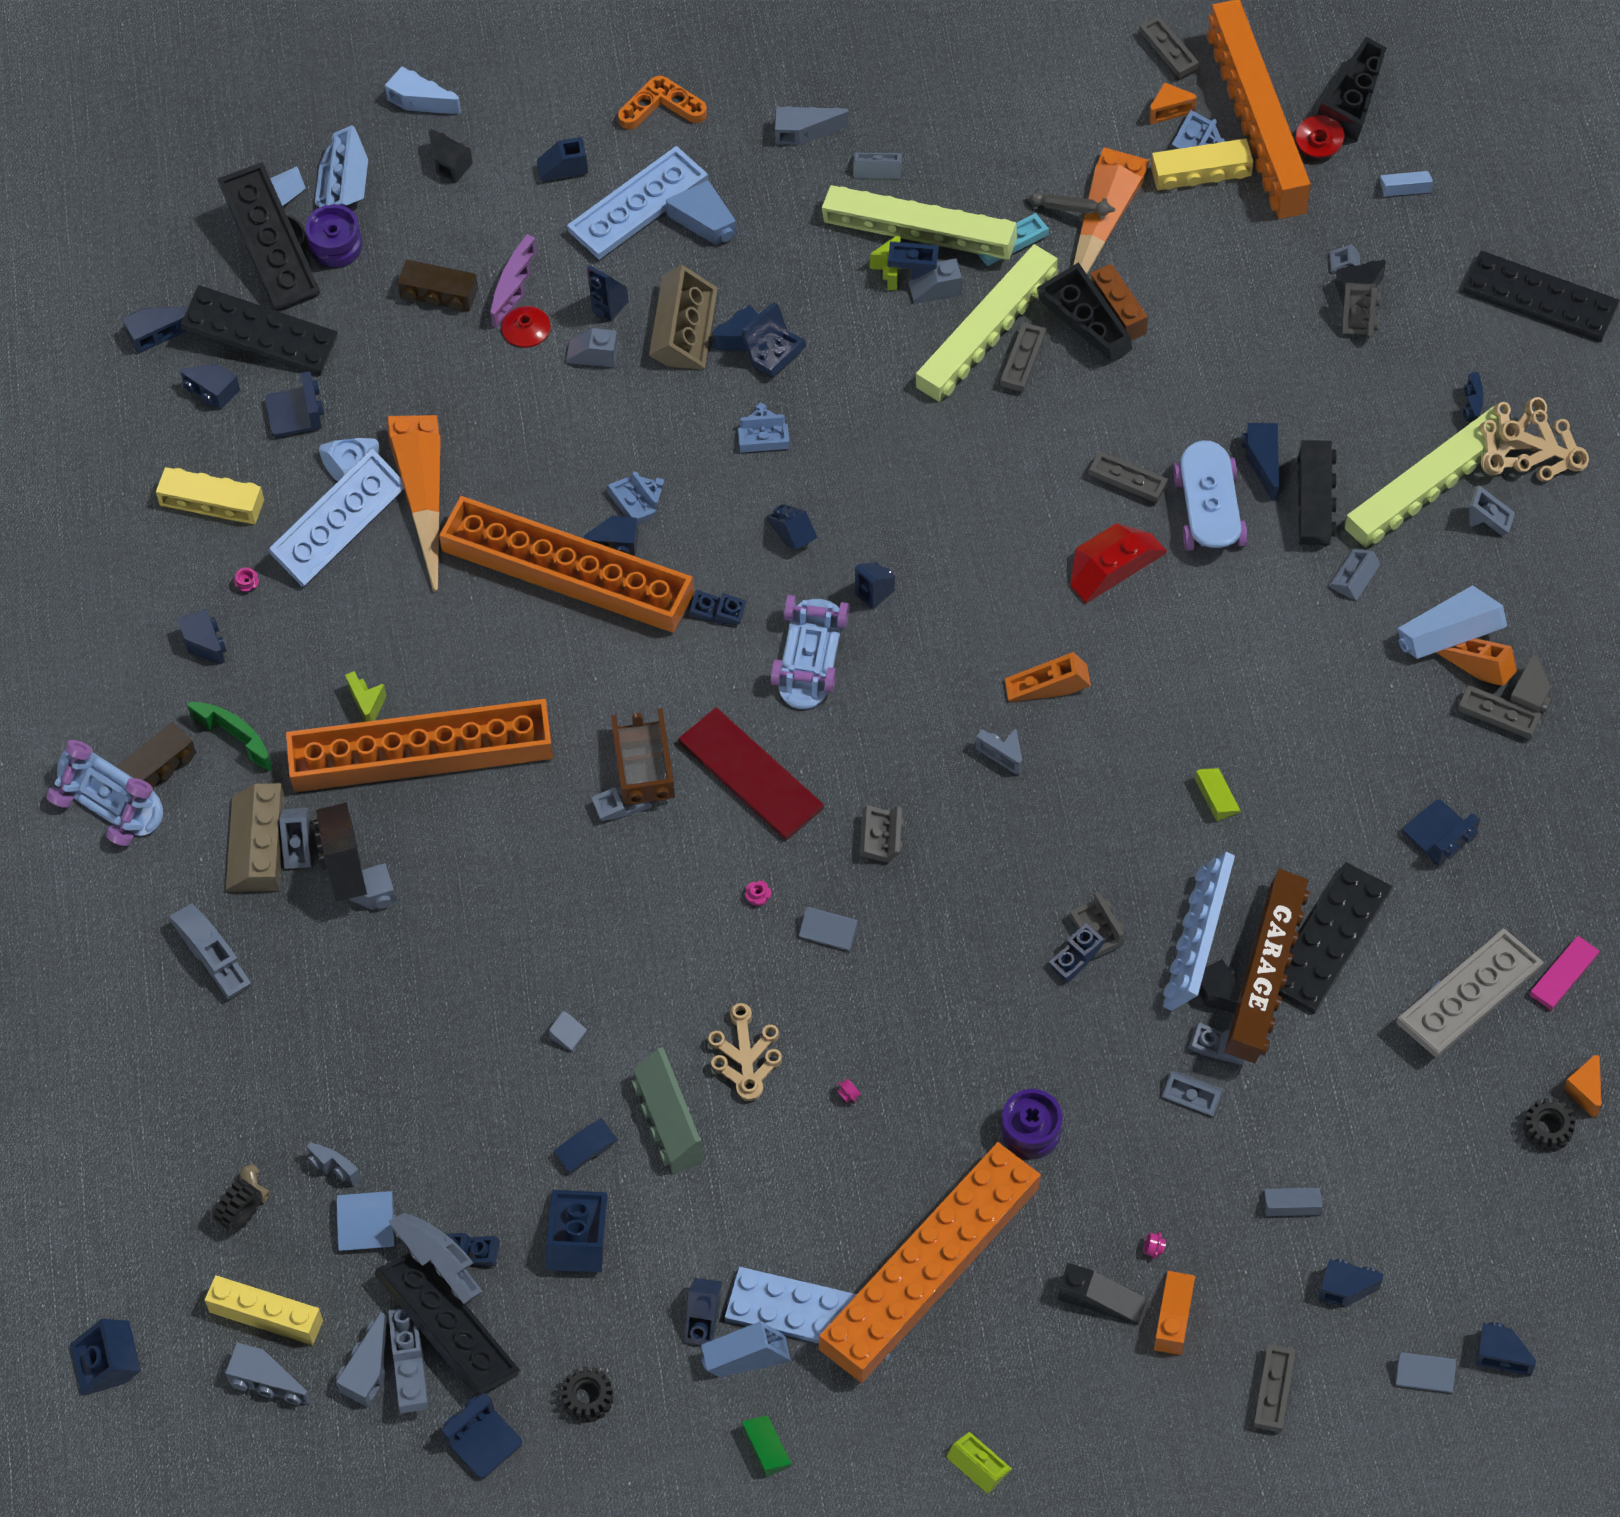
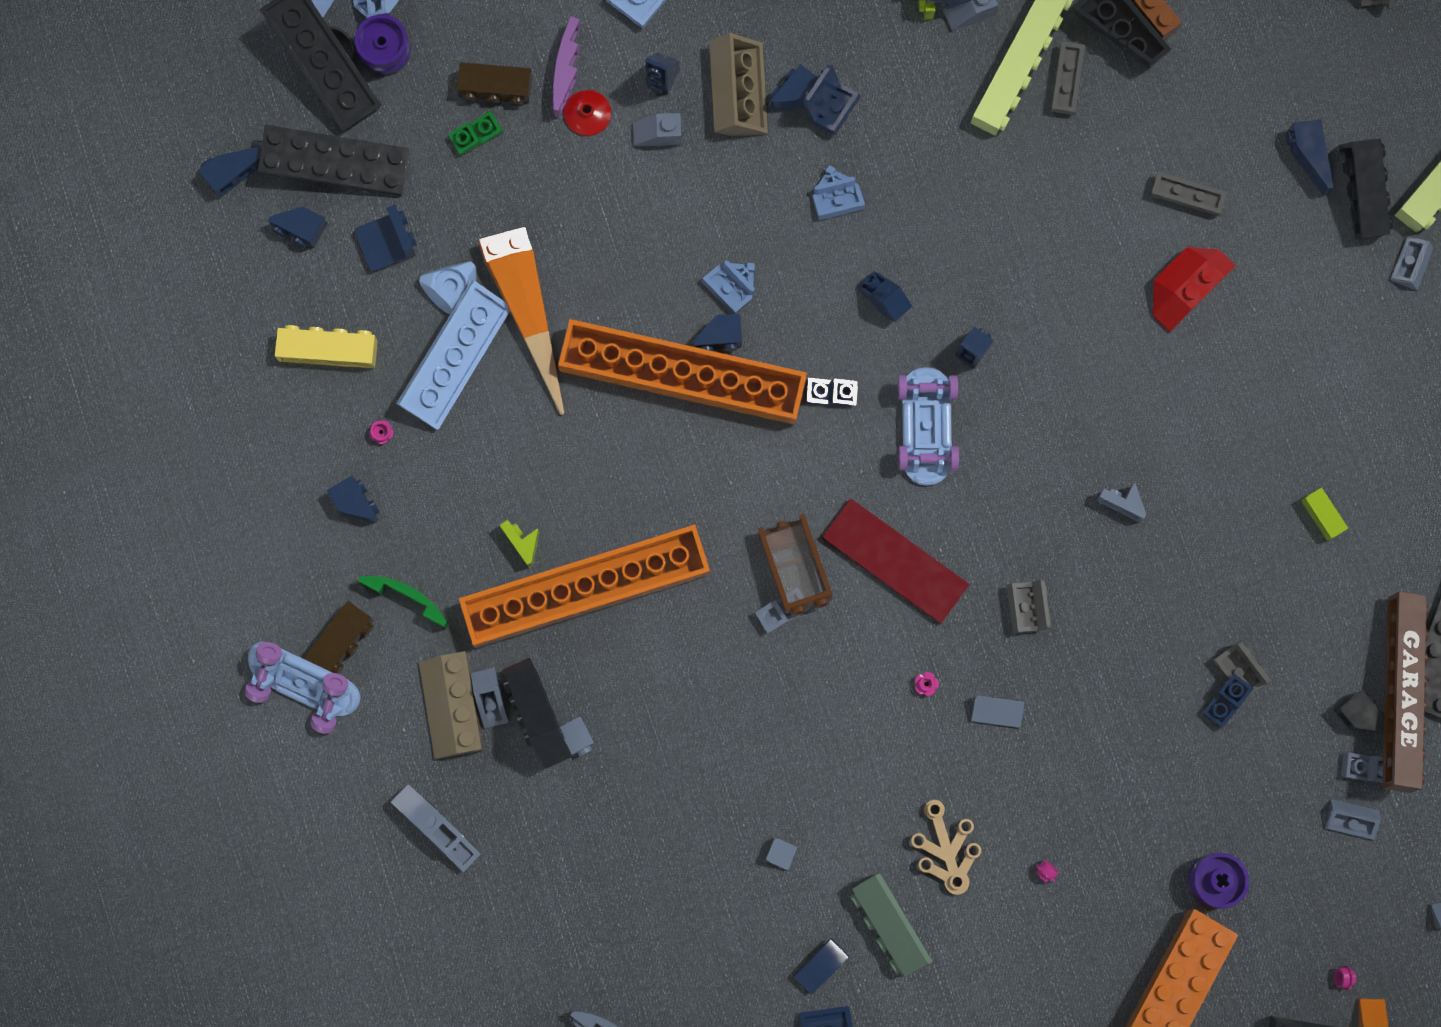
camera: 15 degrees left, 20 degrees up
(408, 330) = (476, 134): none -> green slope
(1050, 679) = (1152, 423): orange slope -> none
(1198, 931) = (1336, 665): light blue plate -> none
(1210, 496) = (1271, 208): light blue piece -> none

